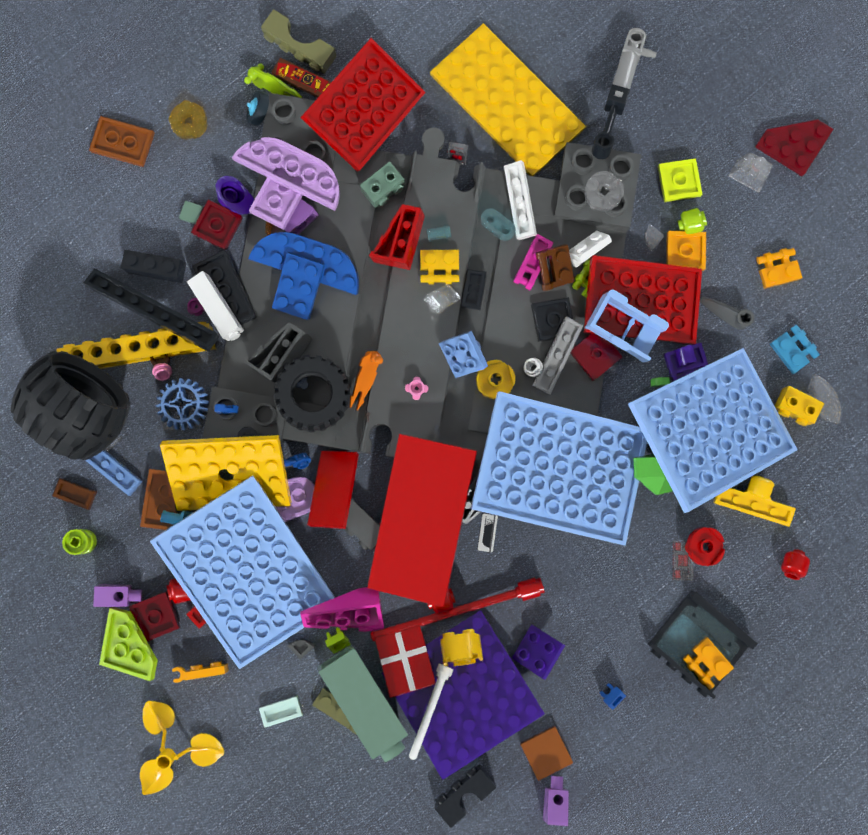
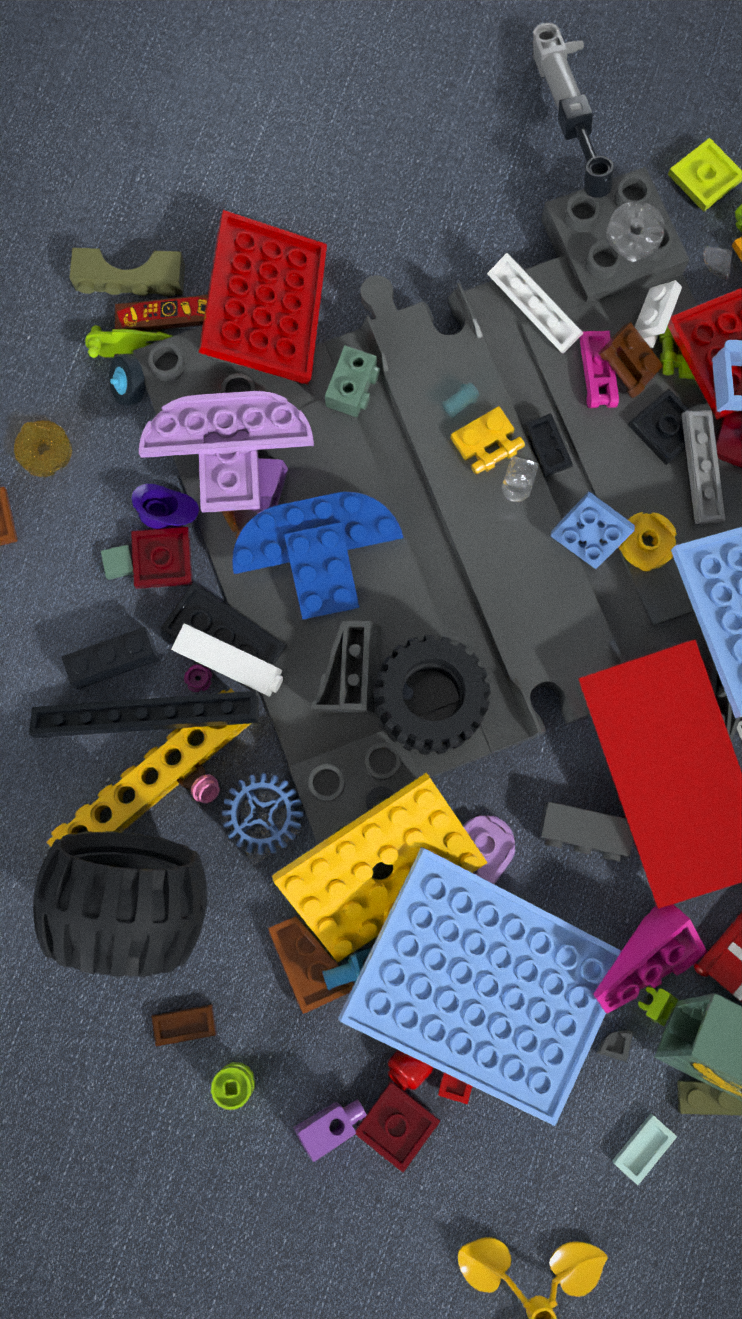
camera: 30 degrees left, 5 degrees down
(115, 472) = (225, 962): medium blue tile -> none
(126, 646) = (386, 1191): lime plate -> none
(199, 671) = (505, 1163): light orange plate -> none
(226, 409) = (330, 782): blue tile -> none
(298, 461) = (460, 796): blue plate -> none
(333, 489) = (530, 807): red tile -> none
(366, 376) = (483, 630): orange piece -> none
(401, 239) = (419, 437): red wedge -> none
(416, 383) = (564, 606): bright pink plate -> none
(458, 152) = (419, 289): tile -> none
(500, 222) = (526, 346): clear light blue plate -> none
(507, 100) = (433, 197): yellow plate -> none
(529, 363) = (679, 491): white plate -> none

